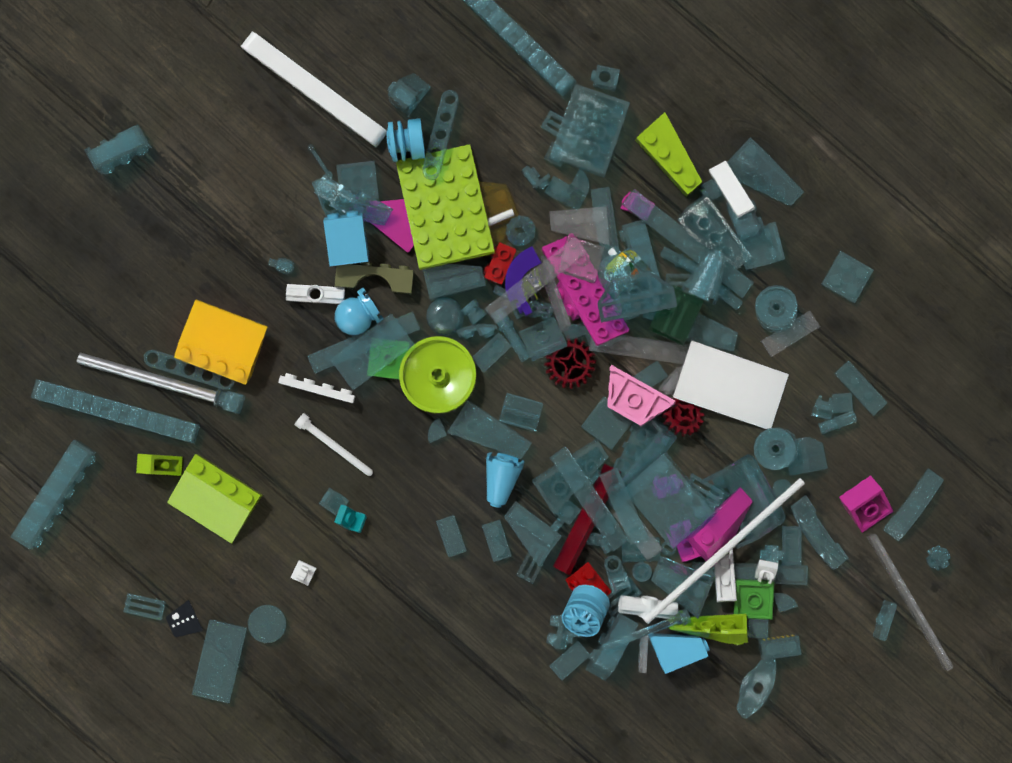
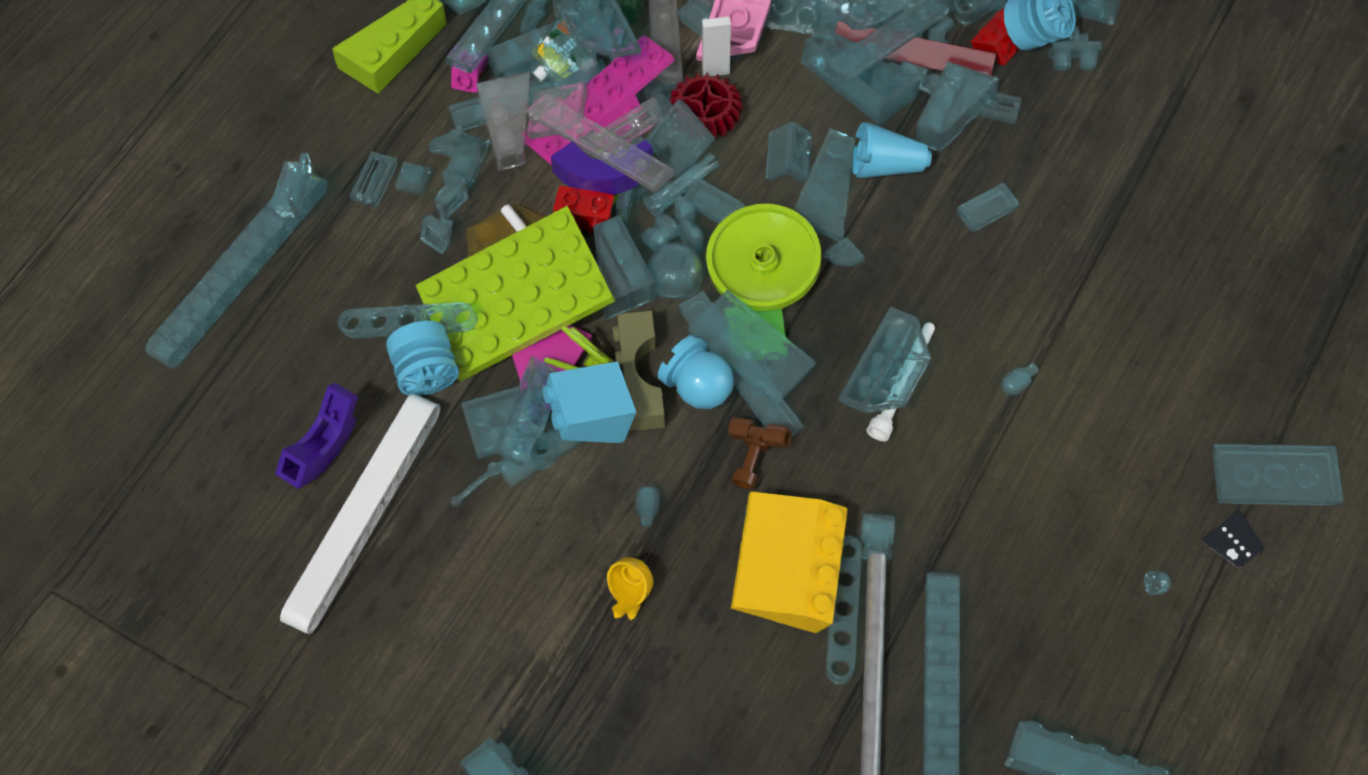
camera: 100 degrees left, 25 degrees down
(128, 603) = (1233, 577): clear light blue tile -> none
(159, 464) = (1008, 621): lime slope -> none
(164, 562) = (1154, 578): none -> clear light blue hinge
(214, 498) = (1034, 529): lime slope -> none
(229, 244) = (630, 585): none -> yellow piece
(267, 623) = (1197, 419): clear light blue tile -> none
(302, 293) = (683, 461): white piece -> none
(303, 572) = (1104, 385): white tile -> none
(309, 341) = (757, 440): none -> reddish brown bar
(309, 385) = (824, 427): white plate -> none
(318, 518) = (1018, 379): none -> clear light blue cylinder
(333, 500) = (987, 365): clear light blue panel -> none
(336, 435) = (888, 366): none -> clear light blue wedge
(350, 519) = (1006, 329): teal bracket -> none
(364, 67) = (324, 440): none -> dark purple arch
(385, 250) = (595, 356): none -> lime plant
(407, 93) = (355, 366): clear light blue wedge -> none
(496, 540) = (976, 152): clear light blue plate -> none
(506, 164) = (436, 232): none -> clear light blue tile
(523, 238) = (520, 197): clear light blue gear -> none
(553, 71) = (292, 187): none -> clear light blue panel
(569, 660) = (1114, 41): clear light blue tile -> none
(590, 130) = (372, 129): clear light blue slope -> none
(605, 377) = (716, 46): none -> white tile
(606, 424) = (776, 56): clear light blue tile -> none
(613, 74) = (293, 134): clear light blue brick -> none

